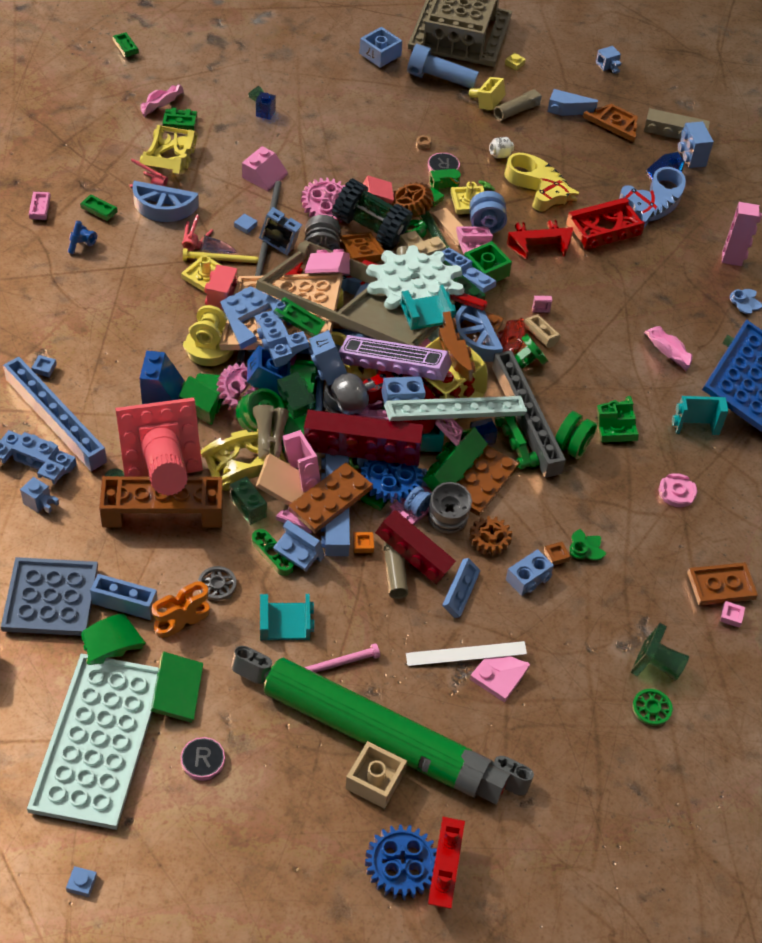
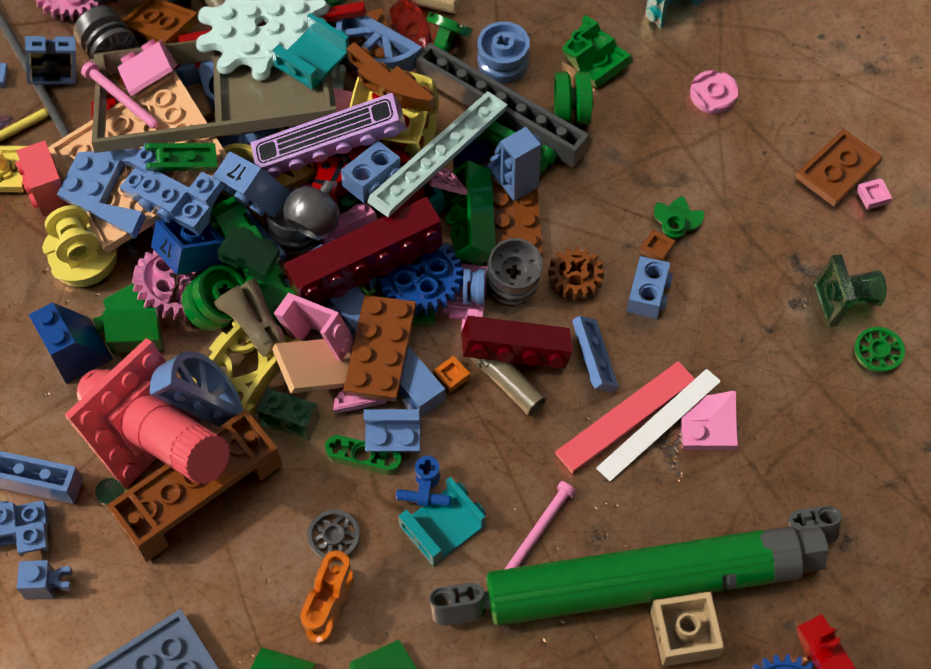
camera: 30 degrees left, 10 degrees up
(123, 596) = (248, 628): medium blue brick -> none
(191, 442) = (210, 399): none -> medium blue window
(295, 247) = (91, 71): none -> bright pink bar
(298, 589) = (426, 483): none -> blue piece
(447, 636) = (624, 418): none -> coral tile
(503, 446) = (517, 163): none -> medium blue wedge
(556, 385) = (503, 52): none -> medium blue wheel

